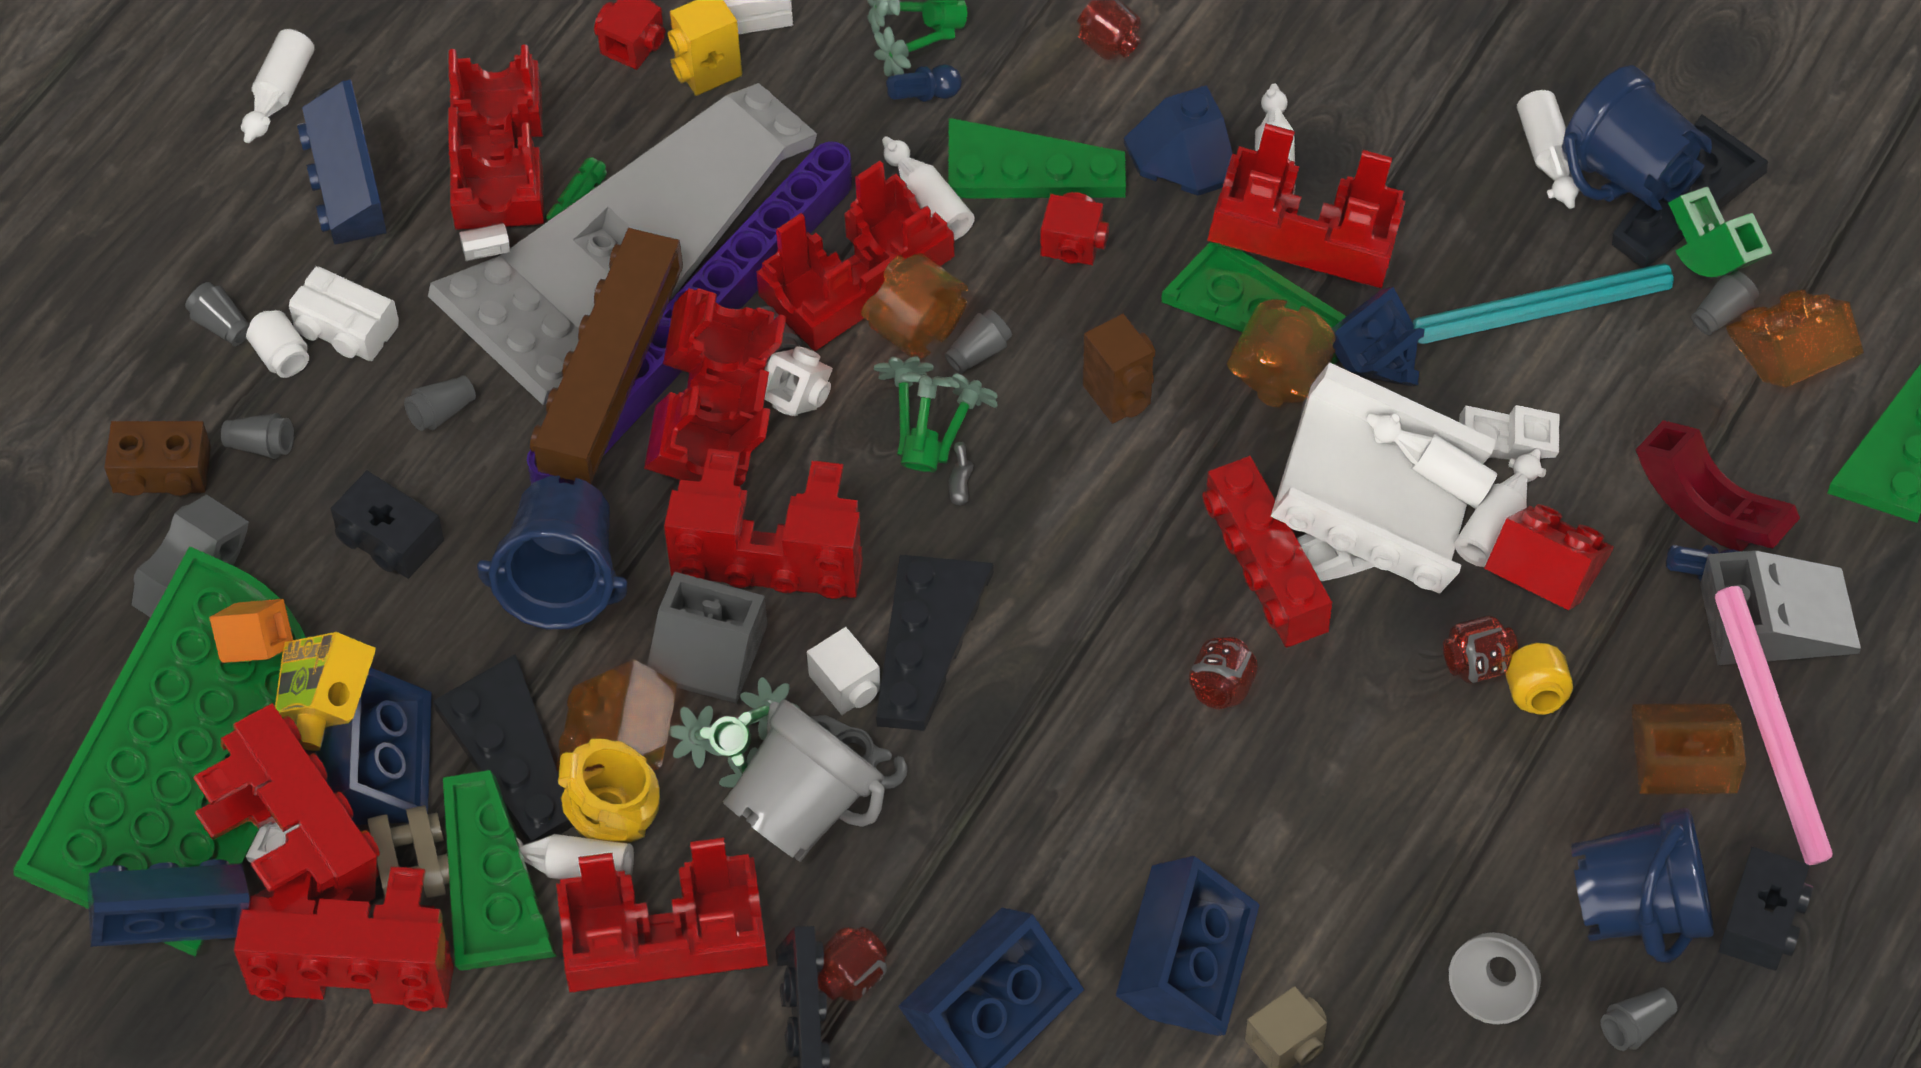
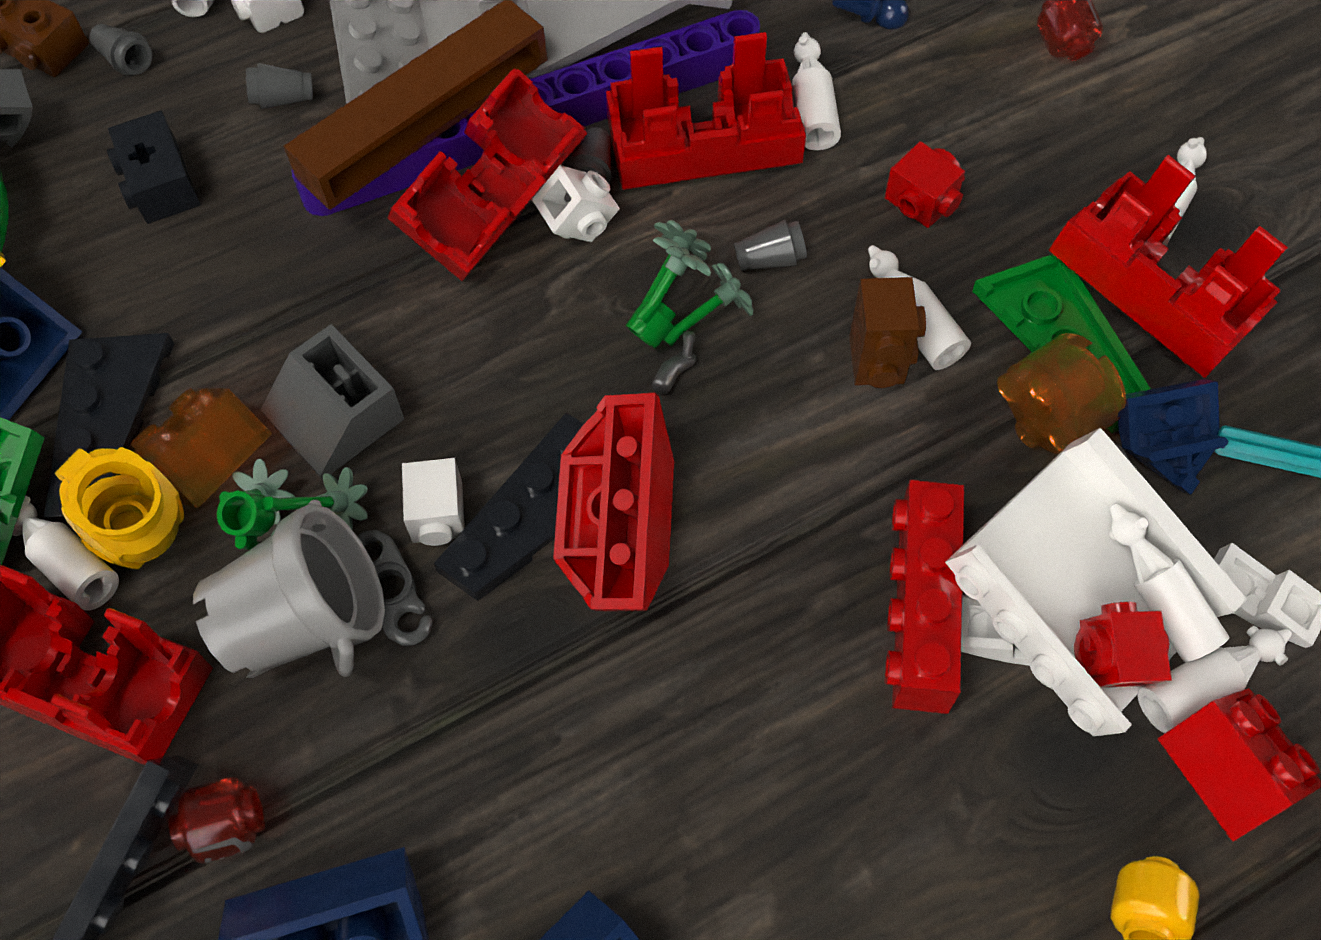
camera: 30 degrees right, 5 degrees up
(556, 557) = (243, 256): dark blue piece -> none
(810, 553) = (478, 356): red piece -> none
(915, 304) = (729, 184): clear orange brick -> none
(993, 598) = (616, 504): none -> red wedge
(1020, 164) = (913, 108): green wing -> none
(1168, 350) = (943, 339): none -> white wheel
(1183, 142) = (1079, 151): dark blue slope -> none
(1223, 672) = (802, 705): clear red head -> none
(1428, 514) = (1124, 646): none -> red brick
(1479, 649) = (1103, 832): clear red head -> none

